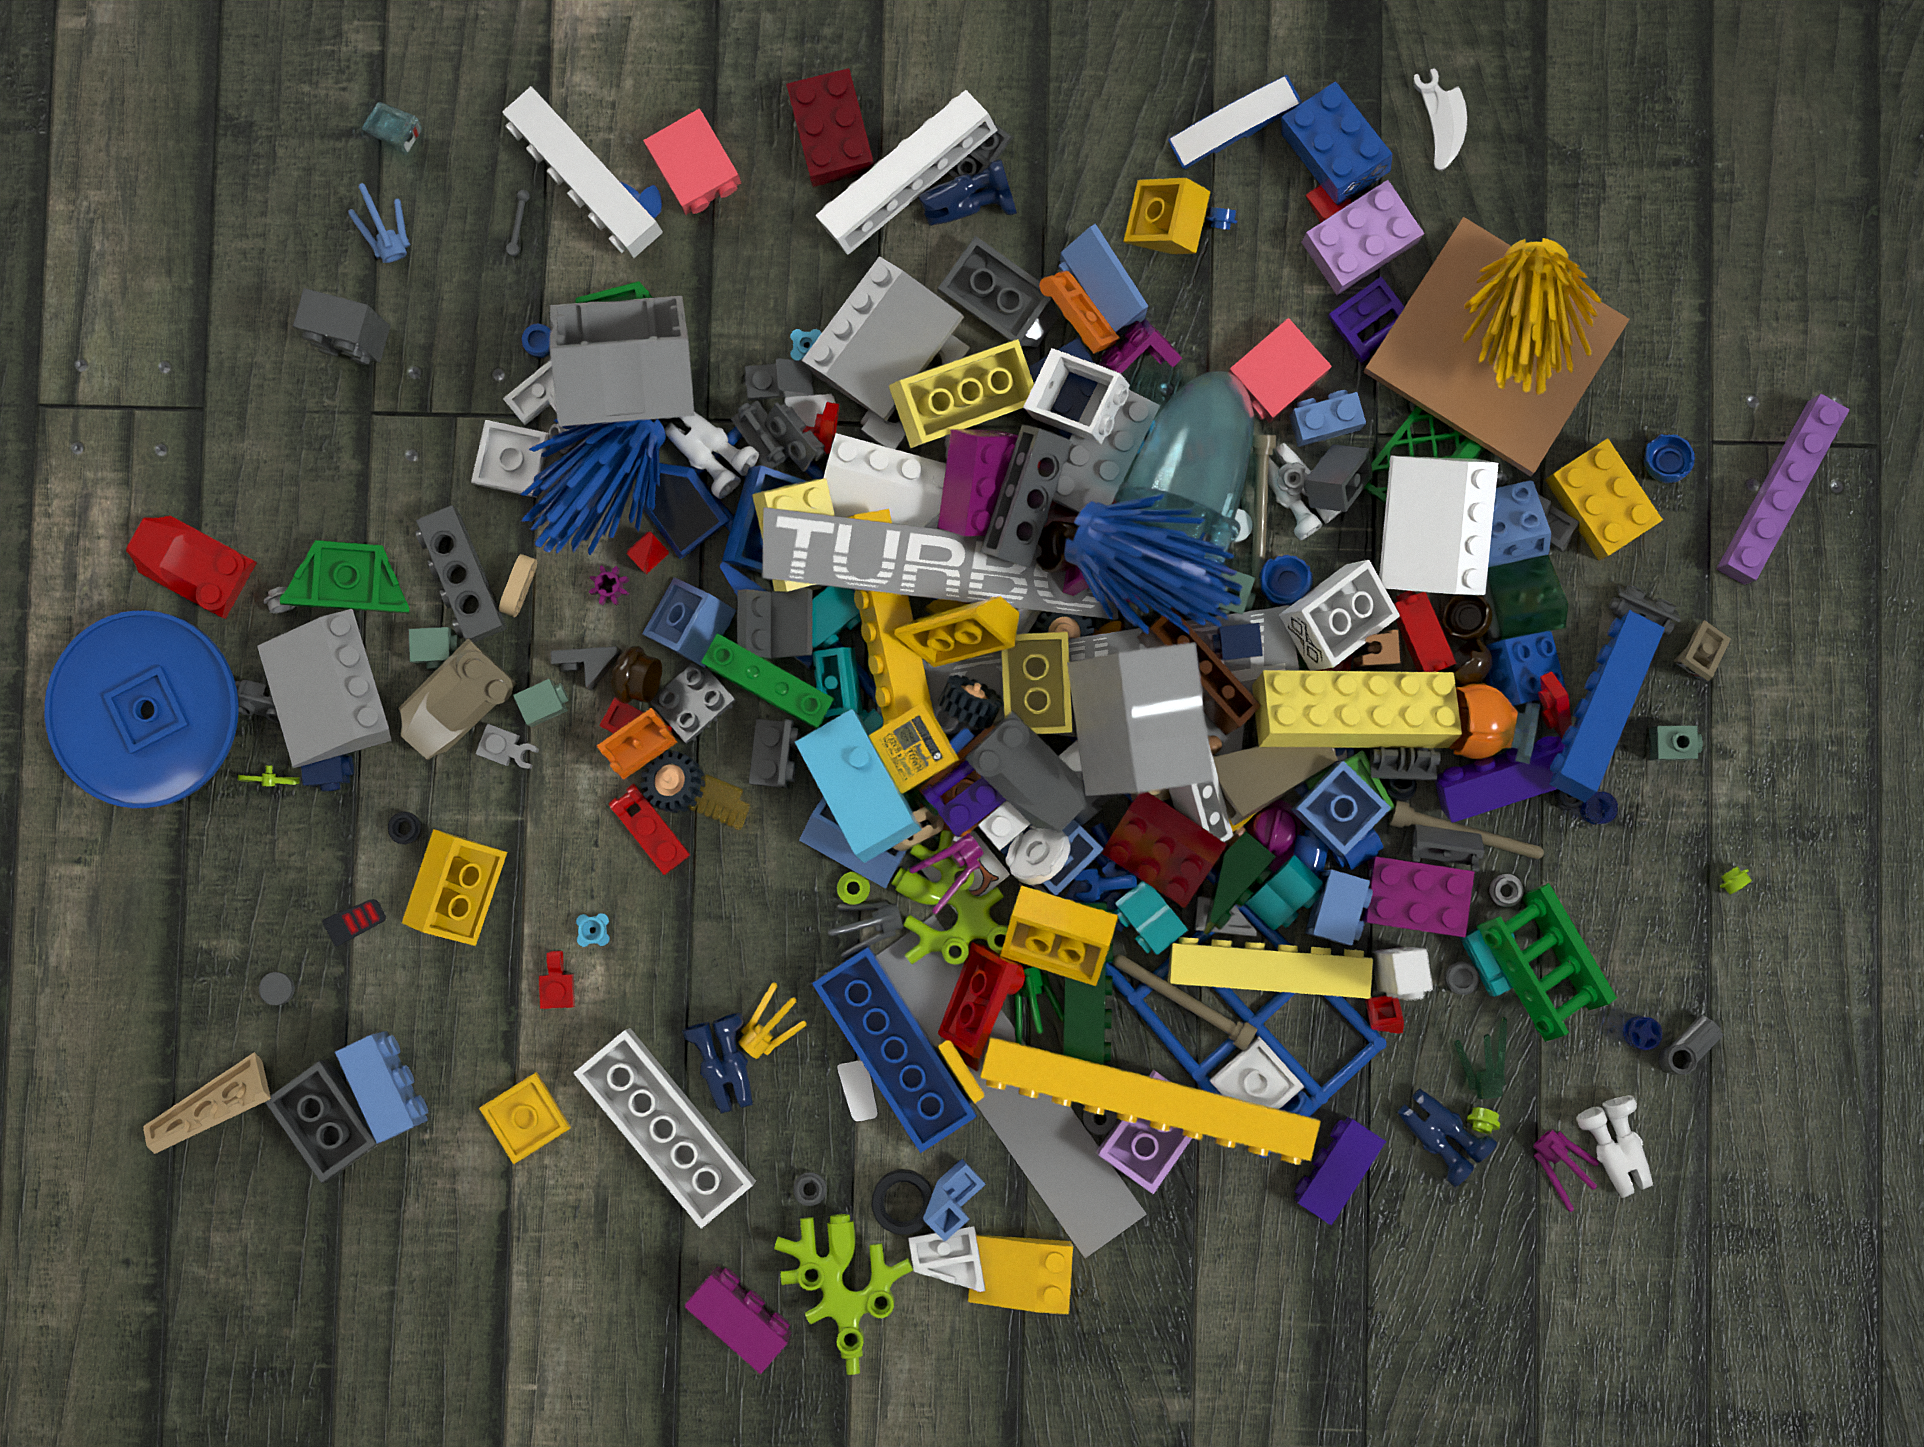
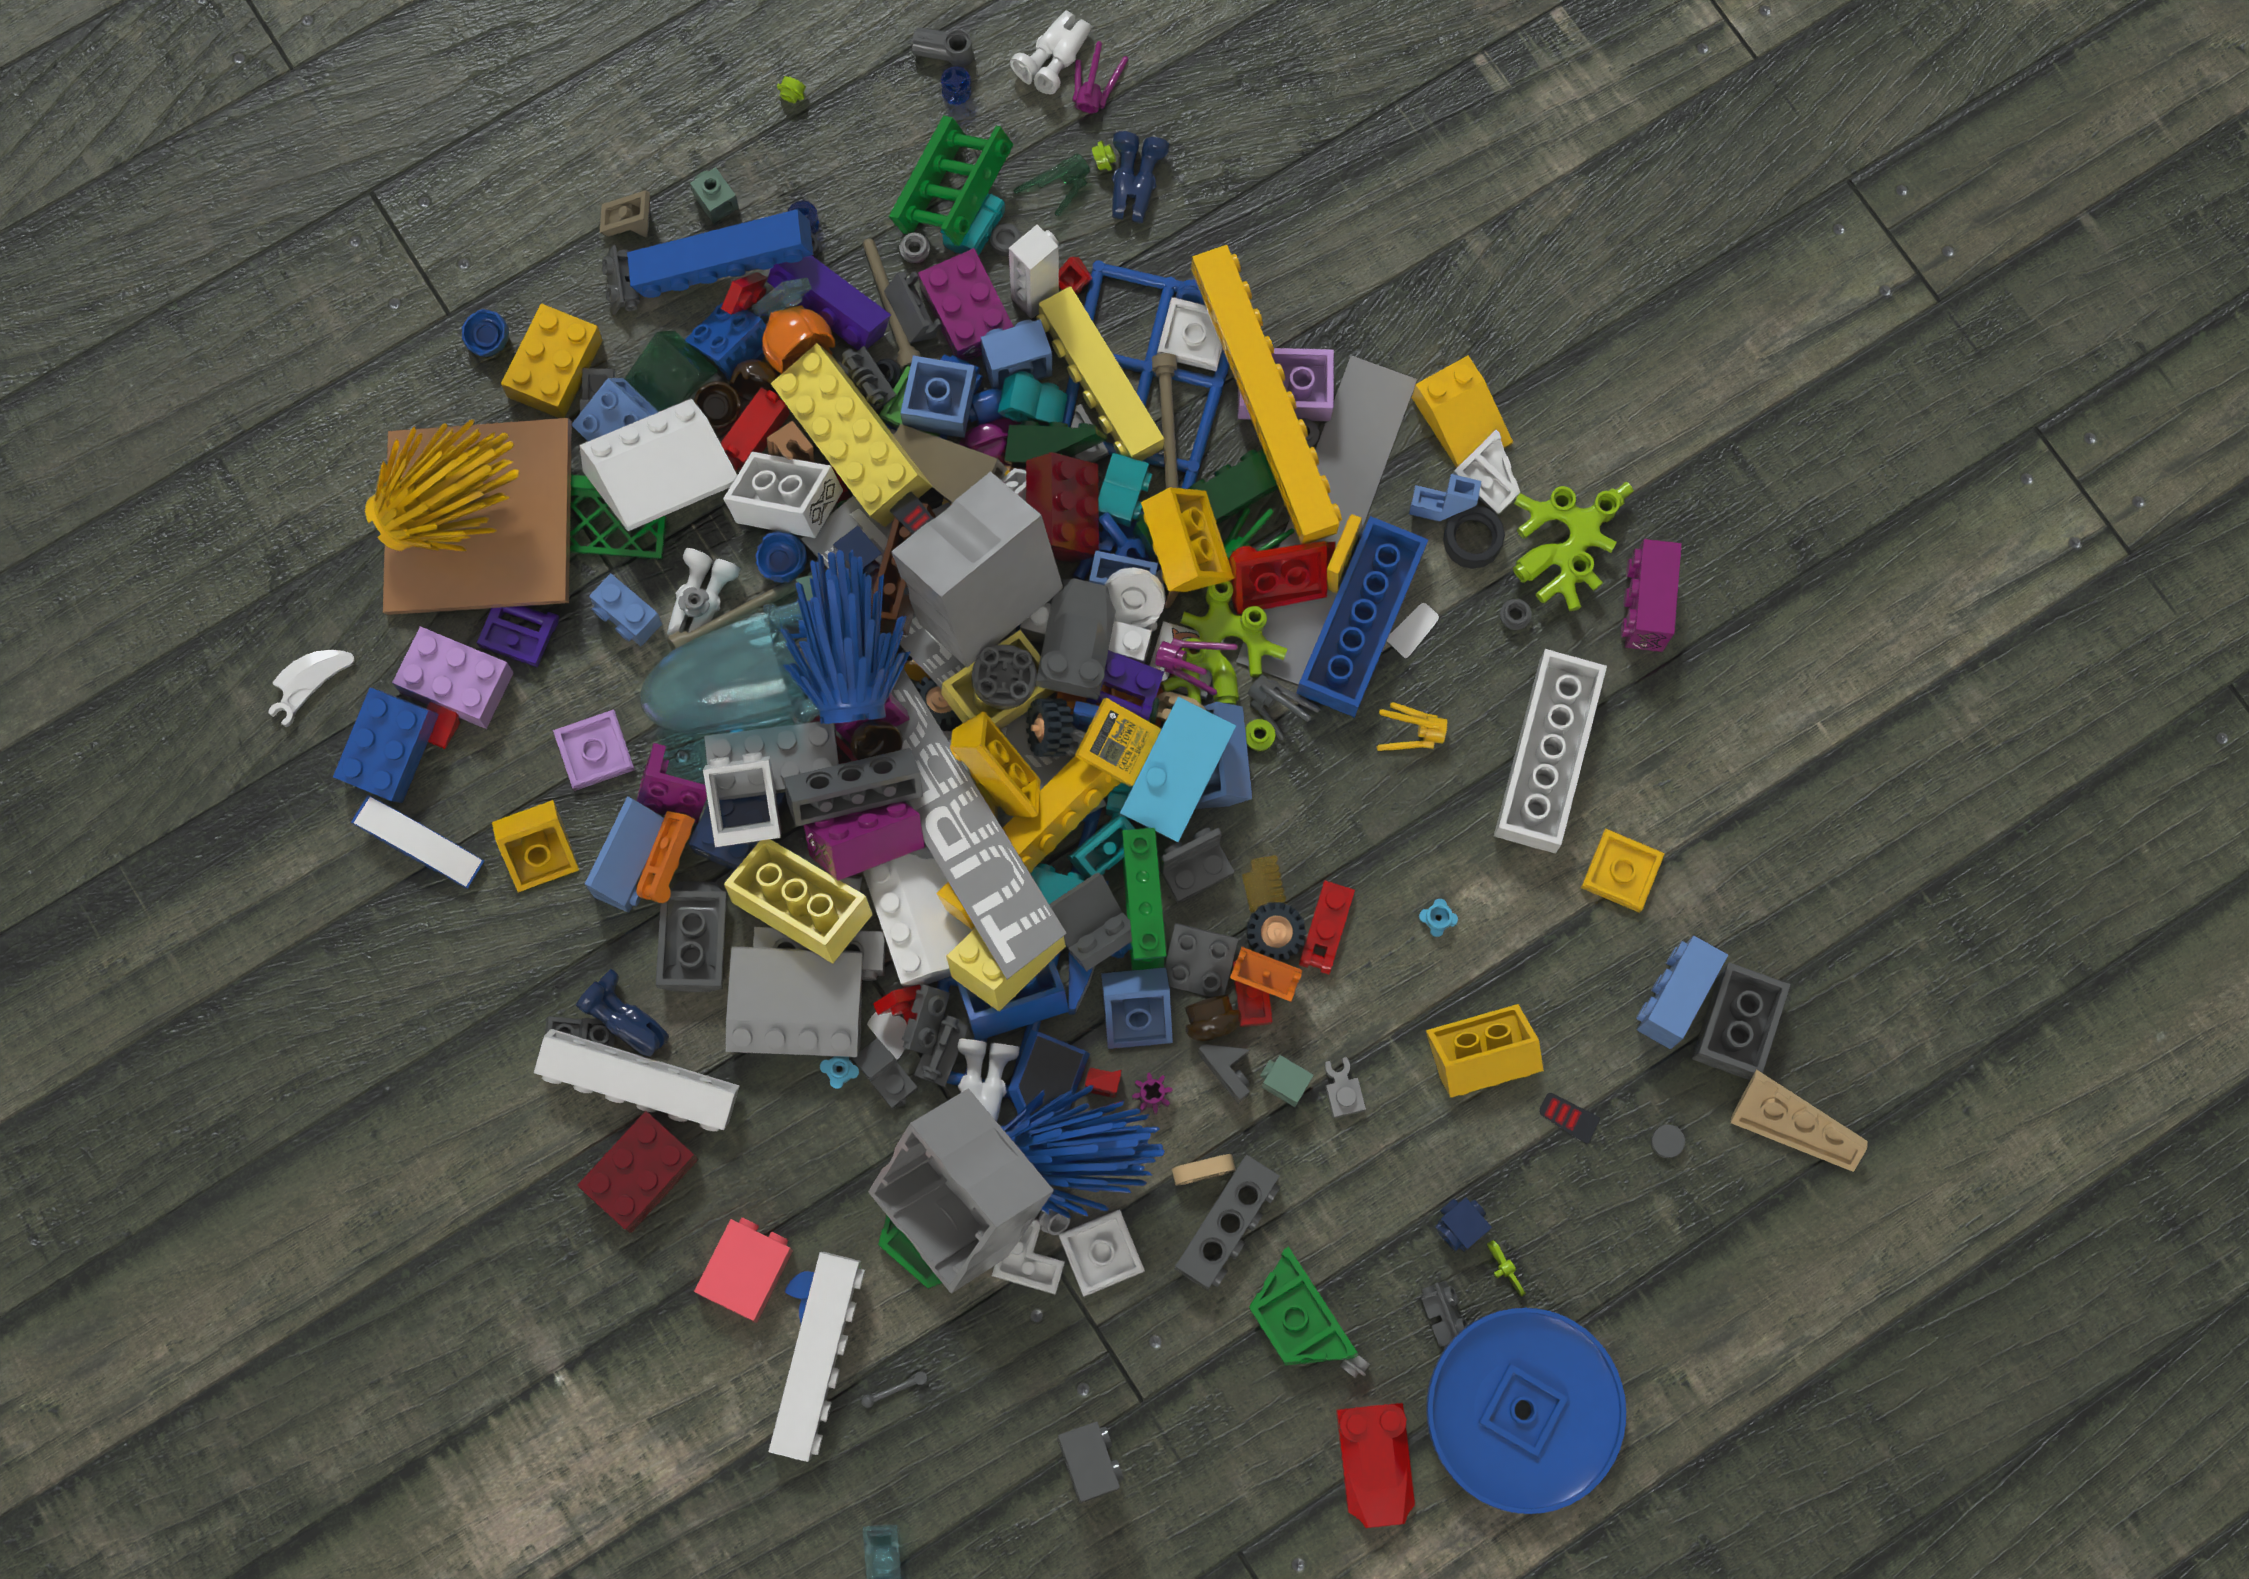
camera: 130 degrees left, 10 degrees down
(324, 689) = (1401, 1264): light grey slope -> none
(389, 244) = (988, 1485): medium blue plant -> none
(394, 828) = (1475, 1122): black plate -> none
(432, 646) = (1302, 1203): sand green brick -> none
(453, 700) = (1333, 1153): dark tan slope -> none
(537, 340) = (985, 1299): blue tile -> none
(556, 988) = (1502, 916): red plate -> none
(730, 1070) = (1470, 733): dark blue piece -> none
(1036, 688) = (1004, 676): none -> dark grey tile
(1221, 217) = (507, 801): blue plate -> none
(1221, 318) = (593, 750): none -> lavender tile
(1234, 707) = (911, 512): none -> black sticker
(1280, 370) = (608, 673): coral brick -> none
(1338, 478) = (670, 566): dark grey brick -> none
(1338, 1169) = (1205, 230): dark purple brick -> none
(1782, 489) = (454, 235): medium lavender brick -> none

